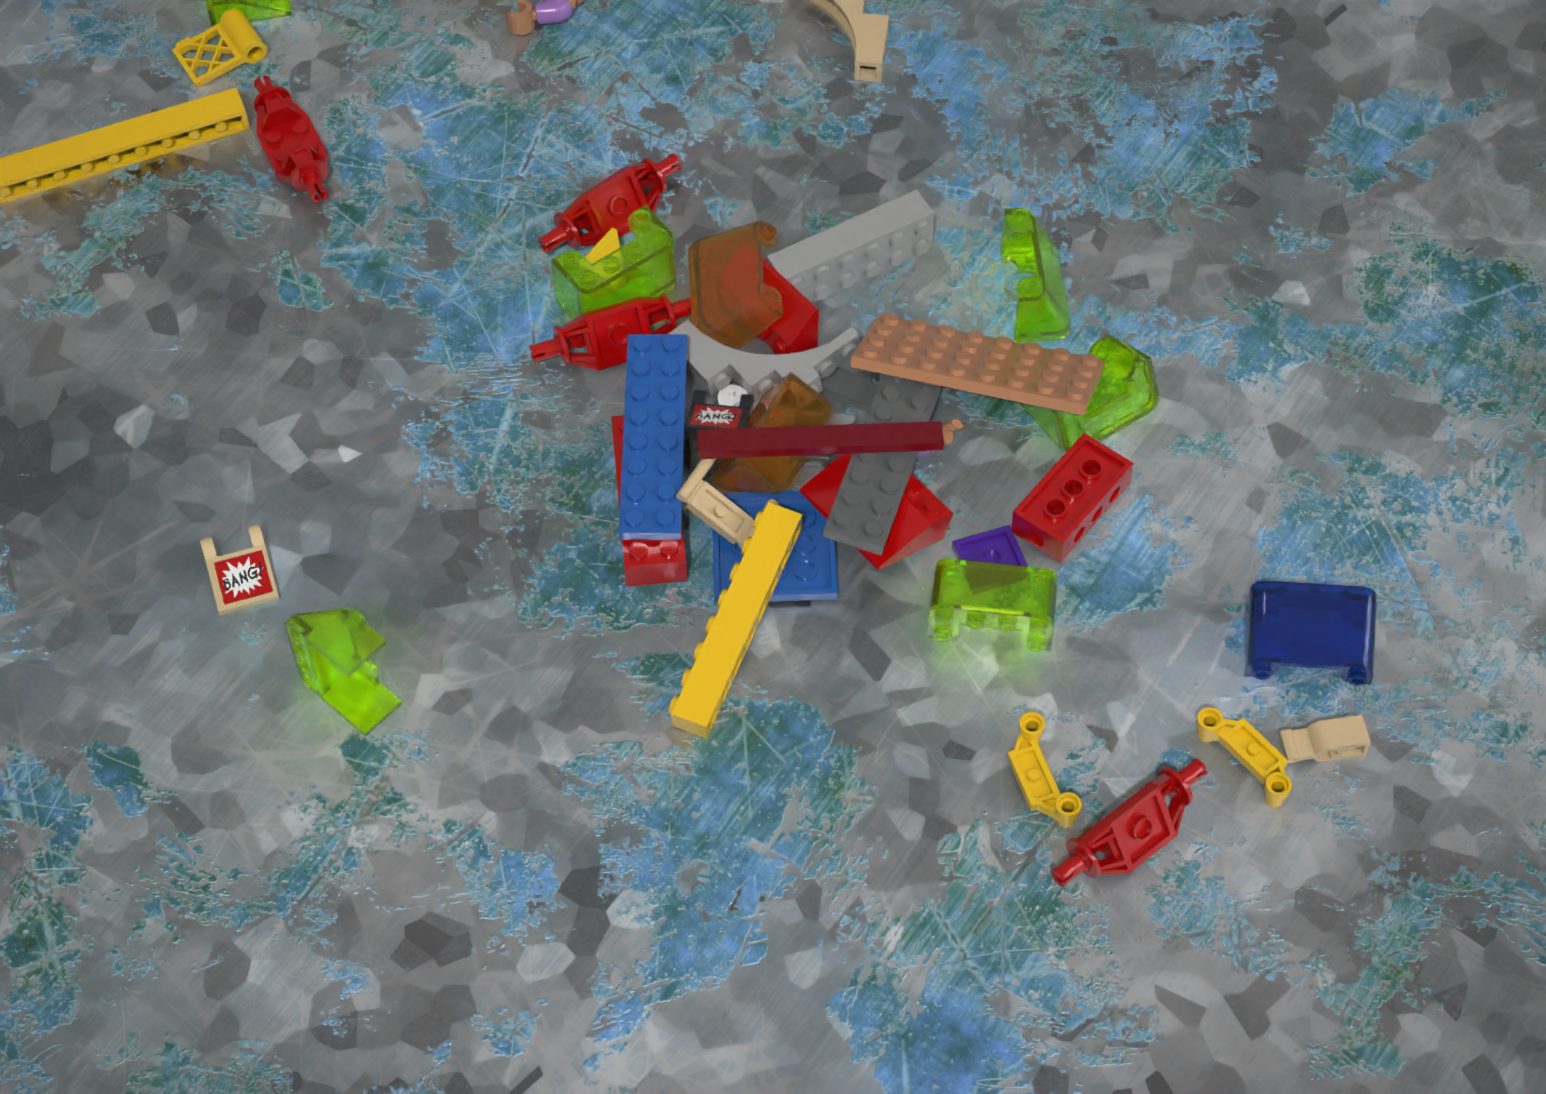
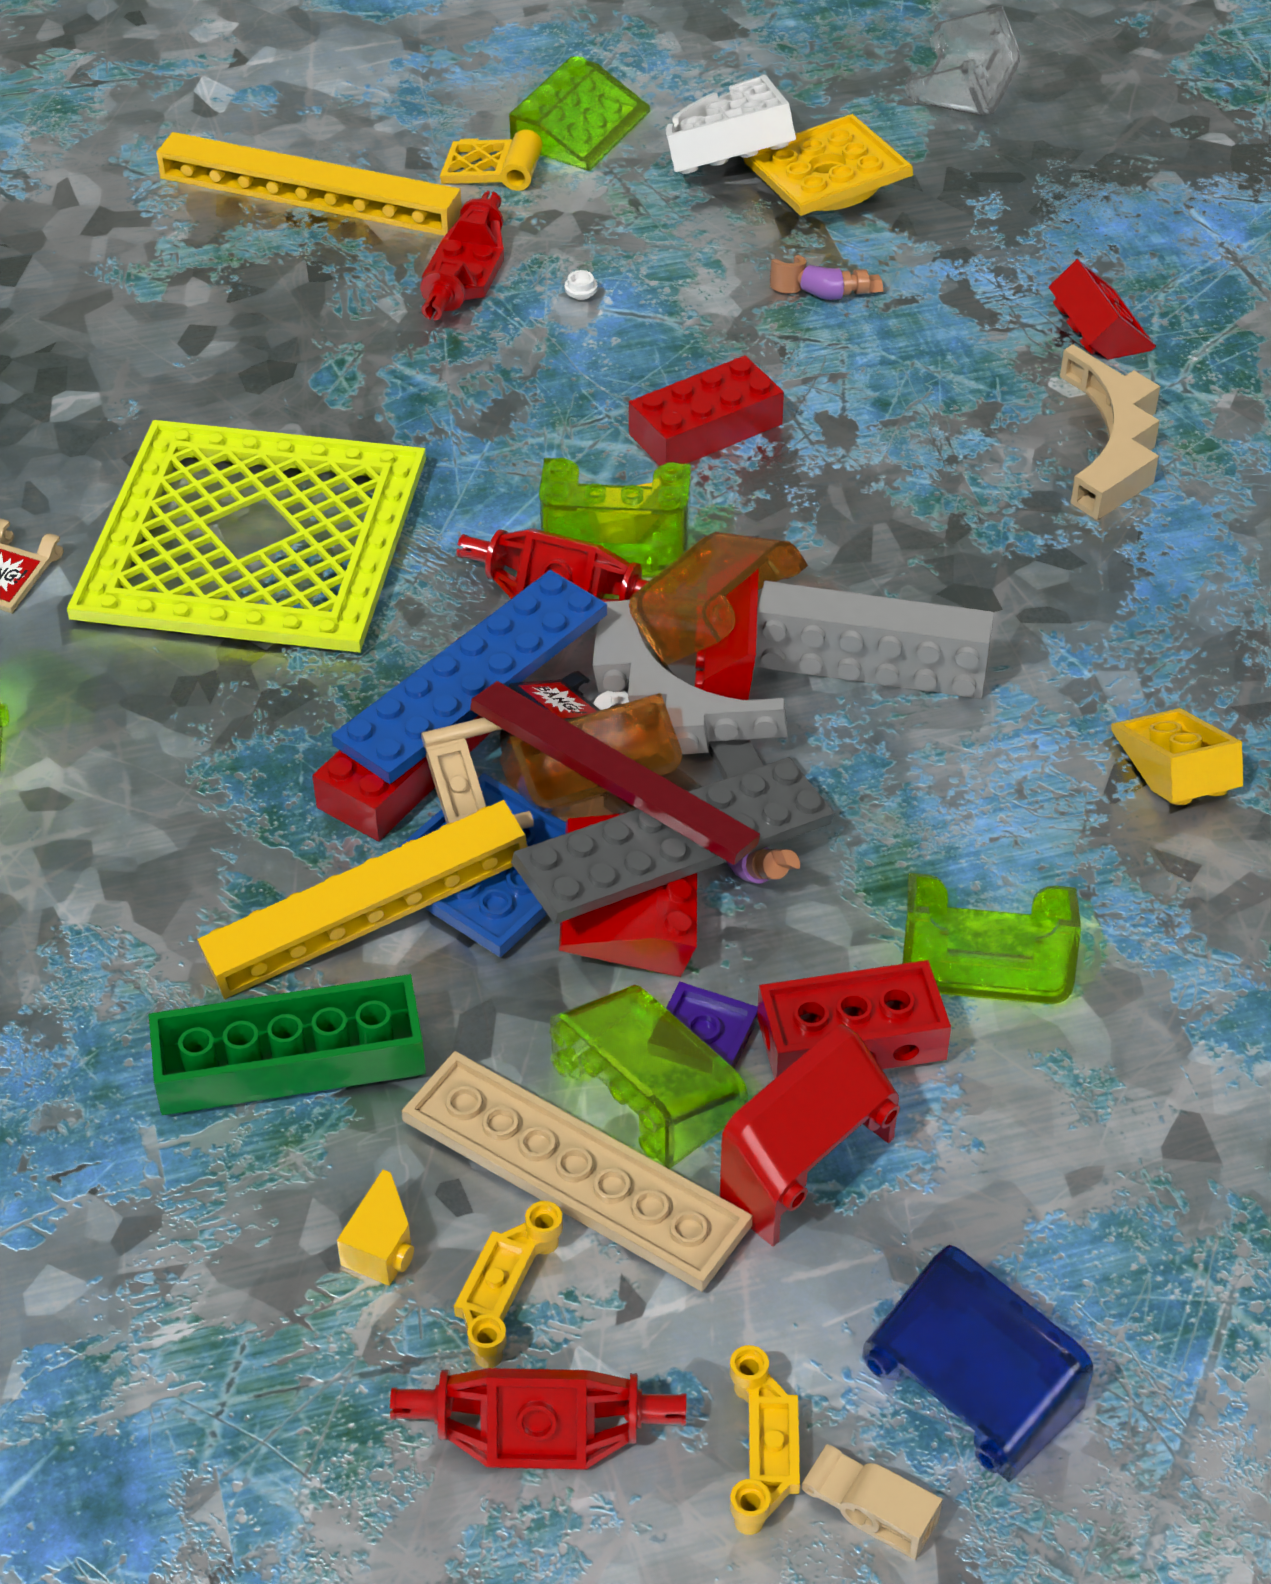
camera: 40 degrees right, 10 degrees down
(391, 111) = (580, 285): none -> white plate
(415, 327) = (394, 476): none -> neon yellow plate
(580, 154) = (706, 412): none -> red brick
(610, 204) = (712, 457): red plate -> none
(787, 735) = (286, 1044): none -> green brick
(950, 798) = (378, 1234): none -> yellow slope
(979, 363) = (891, 825): nougat plate -> none
(1008, 686) = (578, 1170): none -> tan plate
(1041, 298) = (1042, 806): clear neon green windscreen -> none
(1080, 210) = (1181, 755): none -> yellow slope
(1124, 579) = (798, 1123): none -> red windscreen

